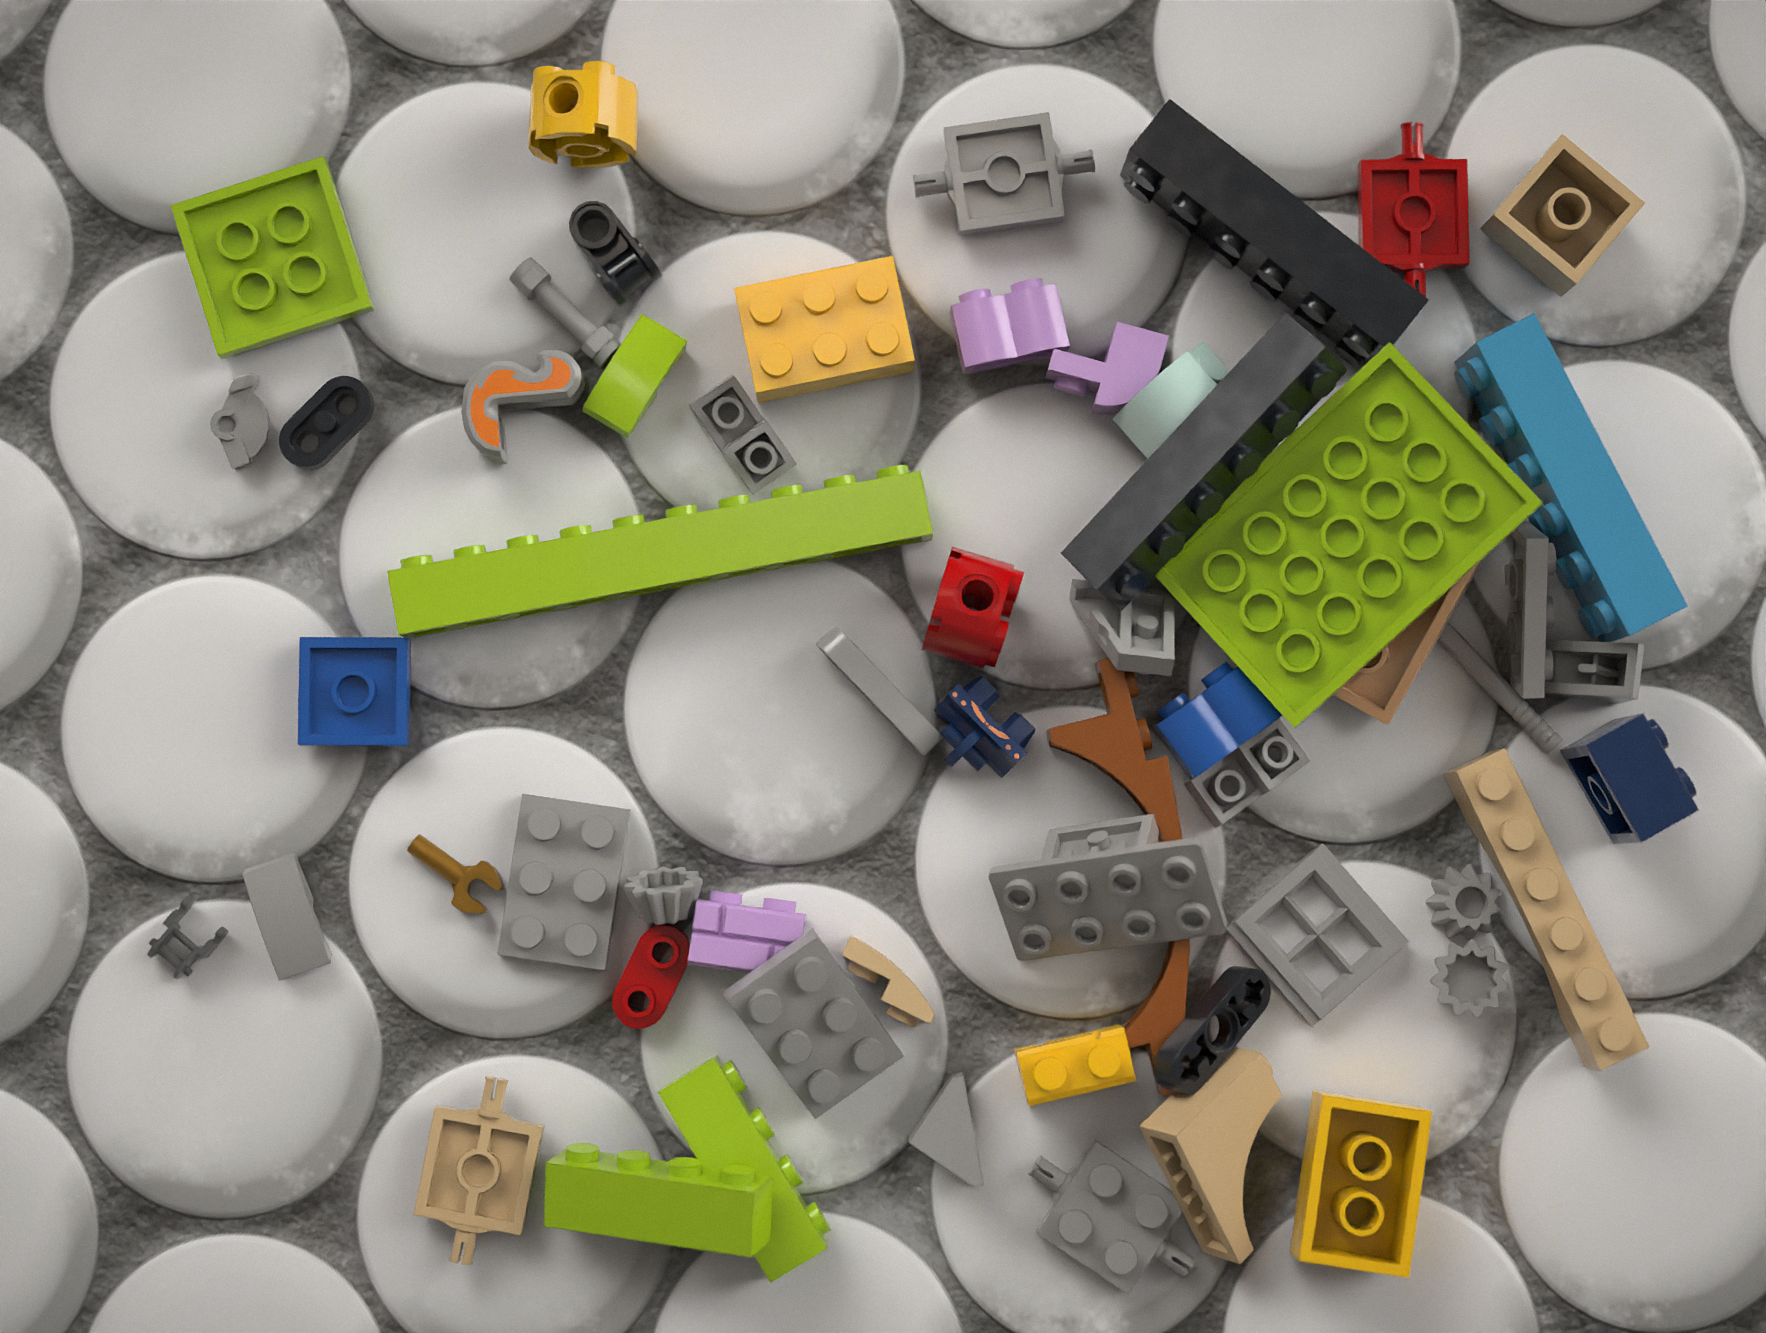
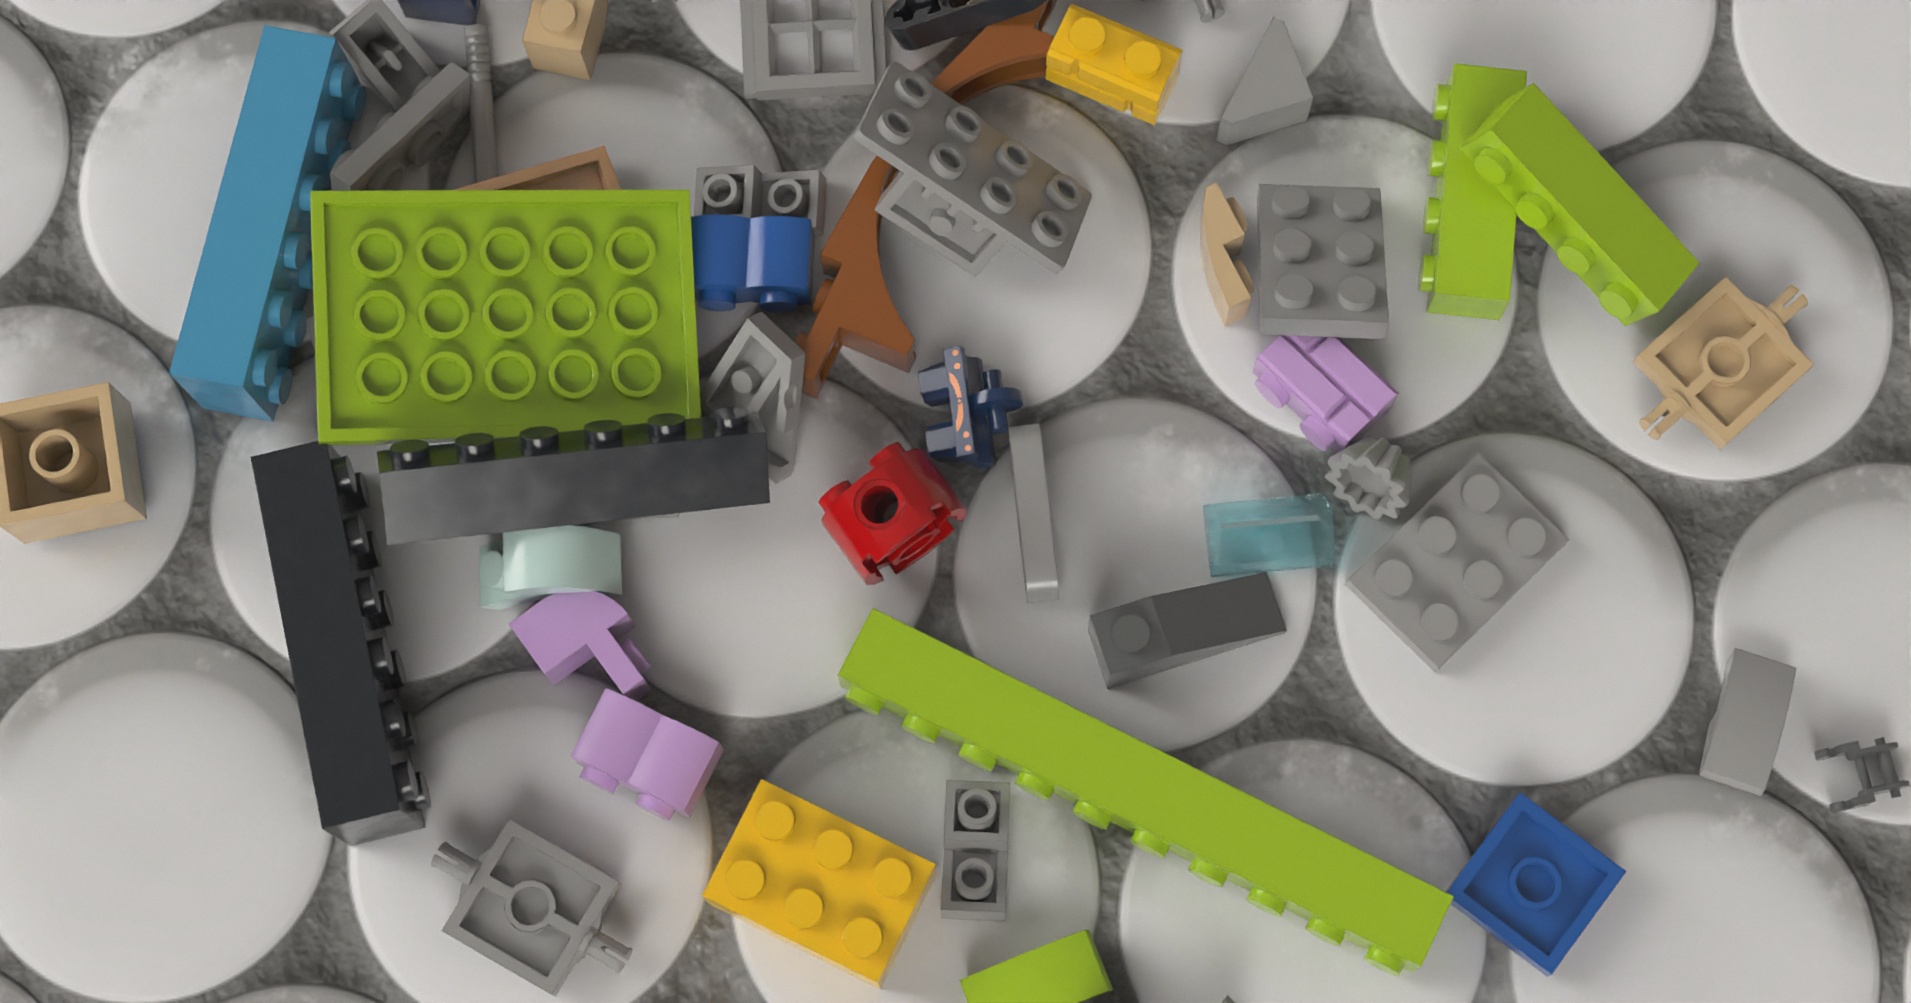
camera: 135 degrees left, 10 degrees down
(456, 873) = (1553, 641): pearl gold bar -> none
(651, 976) = (1439, 417): red plate -> none
(708, 804) = (1269, 535): none -> clear light blue slope
(714, 690) = (1183, 627): none -> dark grey slope
(1414, 210) = (191, 576): red plate -> none

